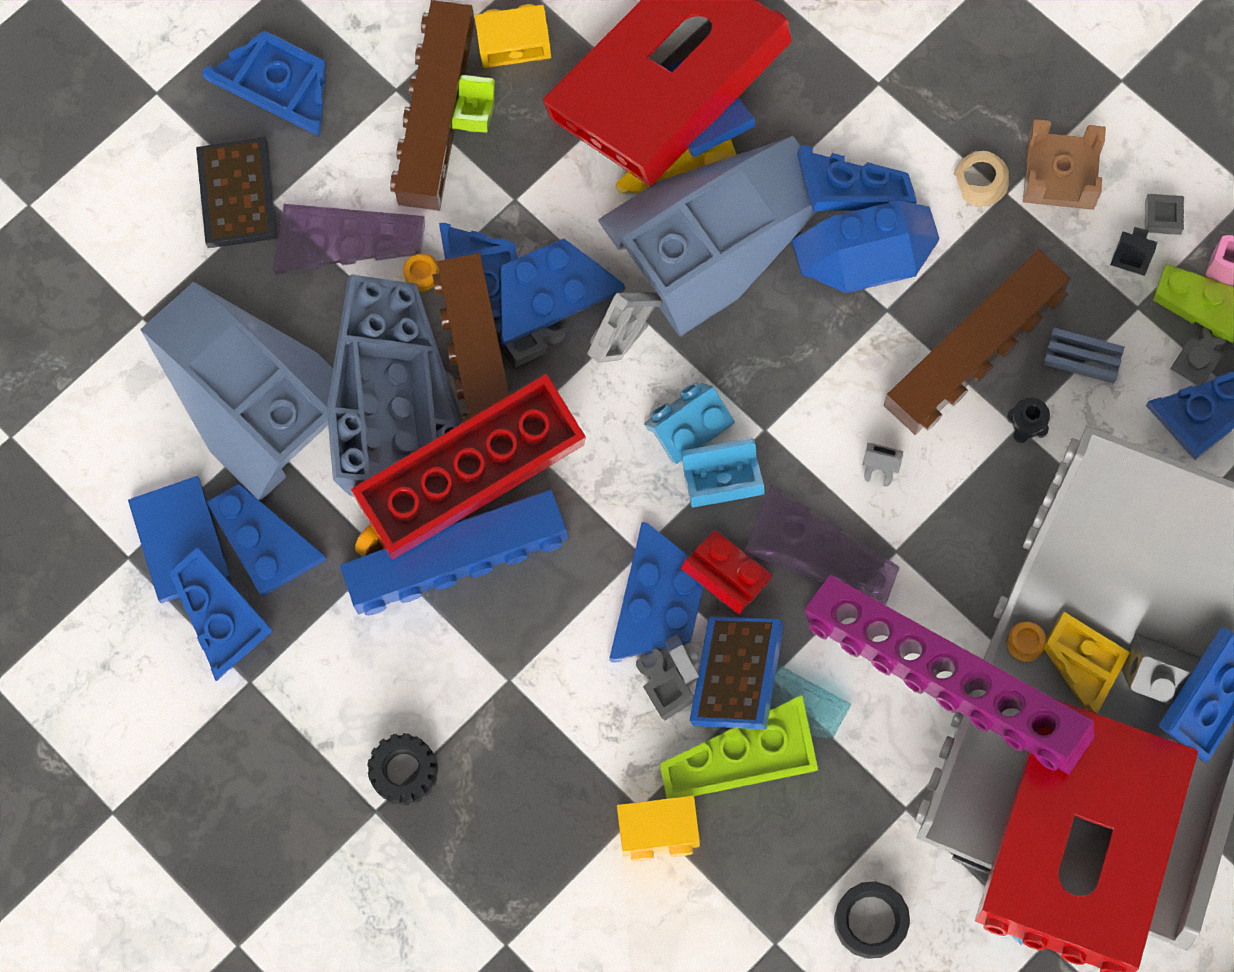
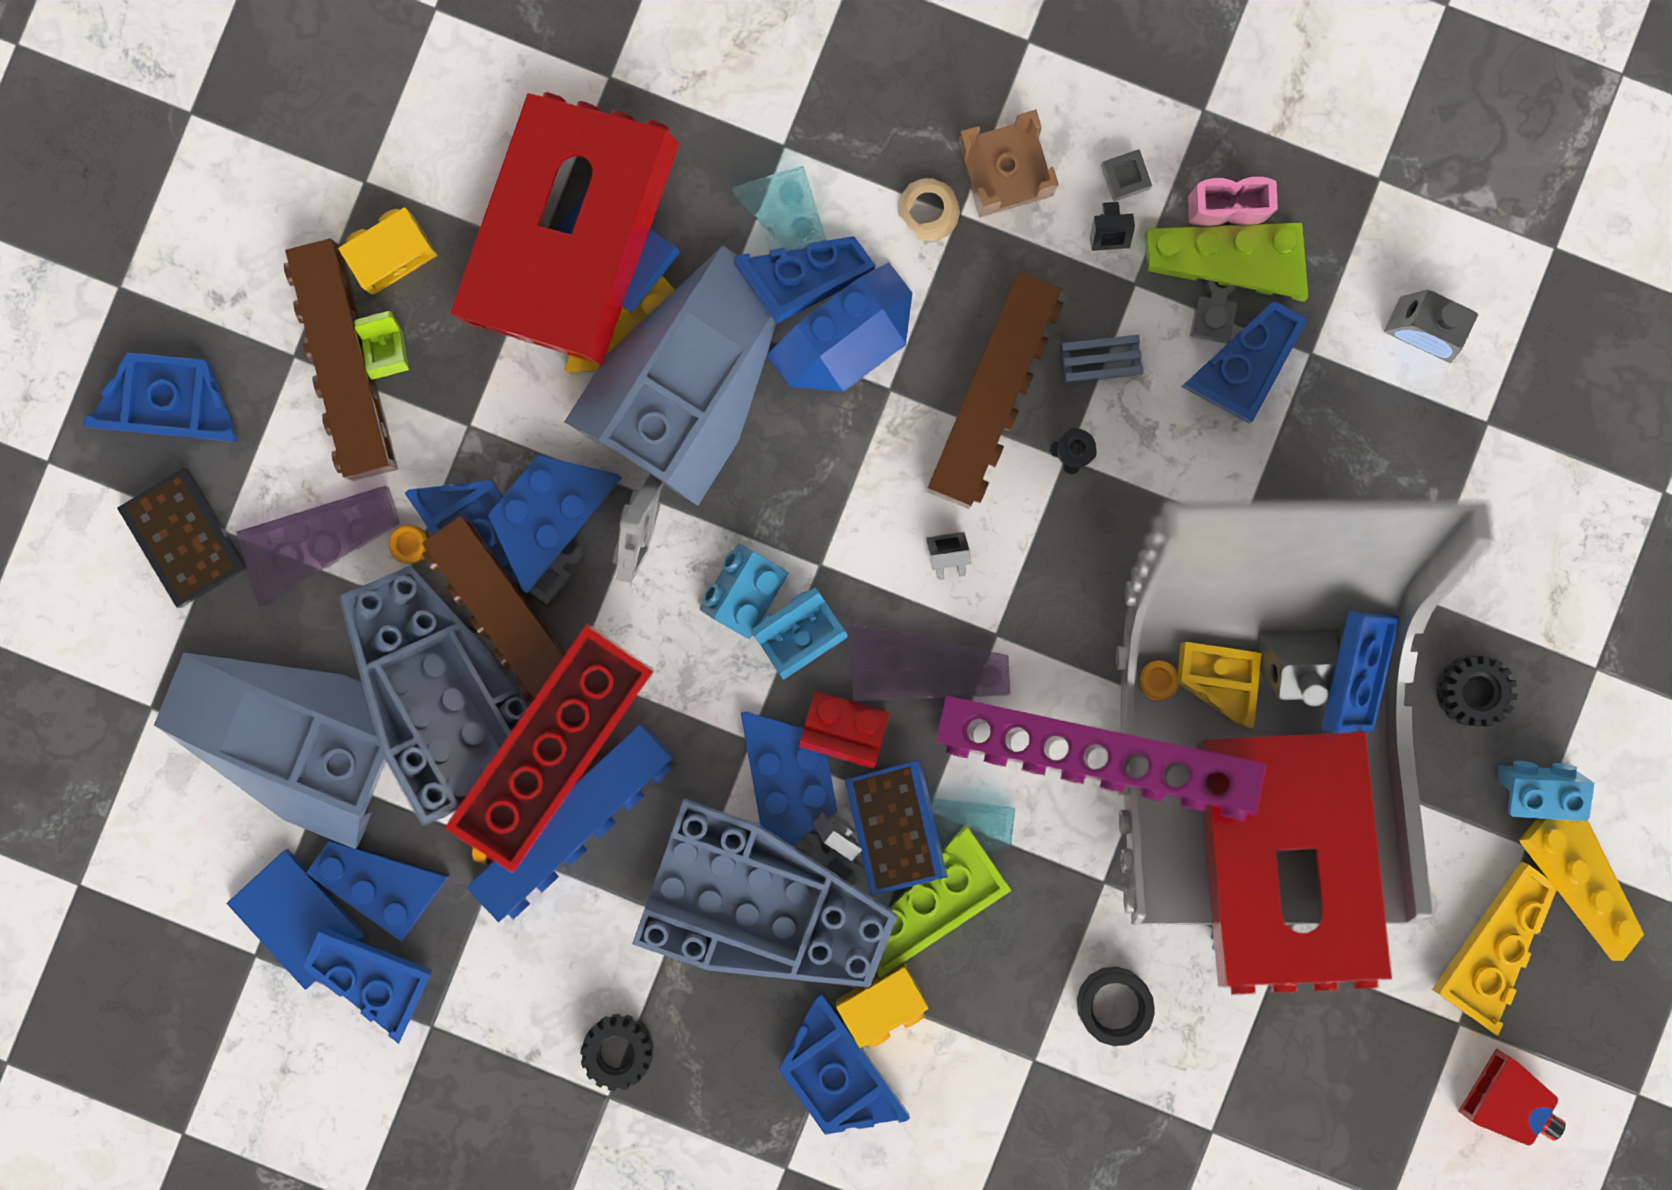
camera: 25 degrees left, 15 degrees up
(588, 685) = (758, 906): none -> sand blue wedge
(589, 875) = (836, 1076): none -> blue wing
(857, 127) = (784, 207): none -> clear light blue wing

